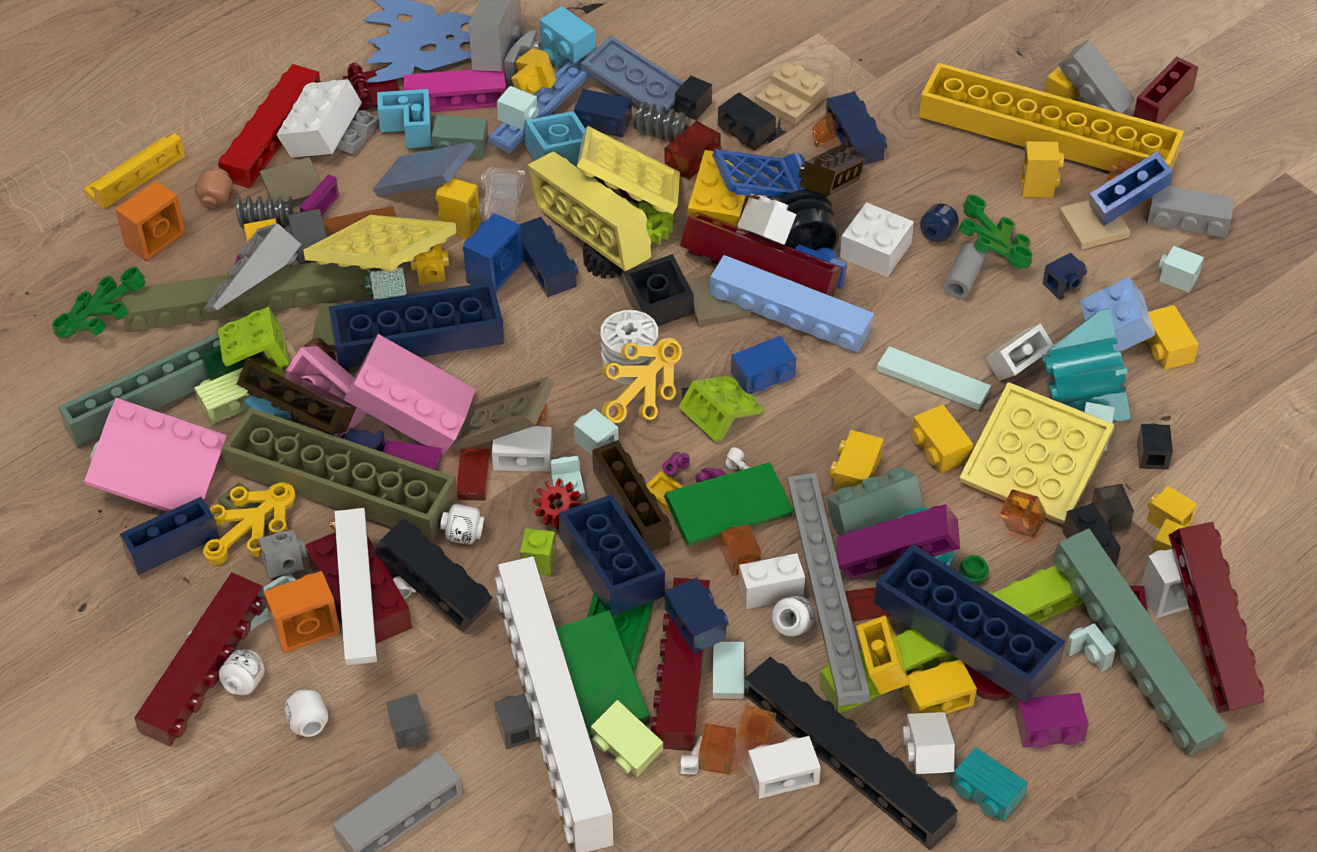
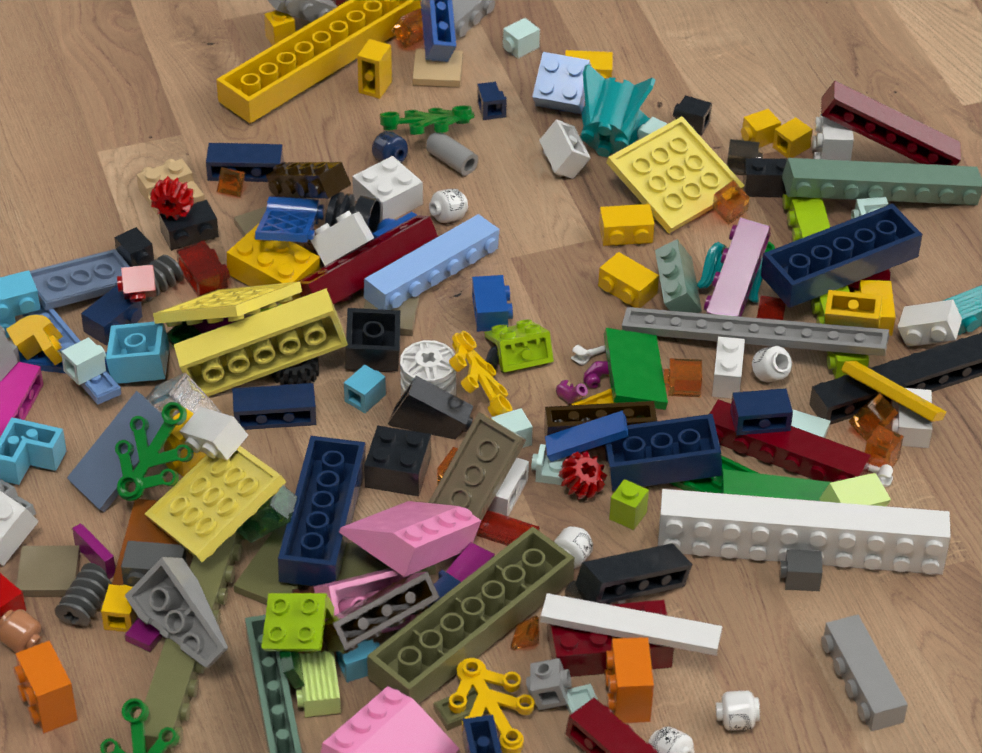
camera: 70 degrees left, 5 degrees down
(389, 190) = (149, 454): none -> green plant
(407, 721) = (775, 643): dark grey brick -> none
(445, 209) = (213, 433): none -> white brick
(459, 130) = (79, 420): sand green brick -> none
(493, 251) = (266, 431): blue brick -> none
(513, 359) = (397, 460): none -> black brick
(588, 365) = (431, 411): none -> black slope
(595, 308) = (364, 388): none -> medium azure brick
(595, 484) = (586, 436): none -> blue tile
(624, 105) = (137, 283): none -> brick
(744, 86) = (172, 198): none -> red gear
(787, 727) = (893, 391): none -> yellow tile
(883, 291) = (448, 205): none -> white head
(934, 378) = (553, 211): light aqua tile -> none
(1051, 720) = (929, 264): magenta brick -> none

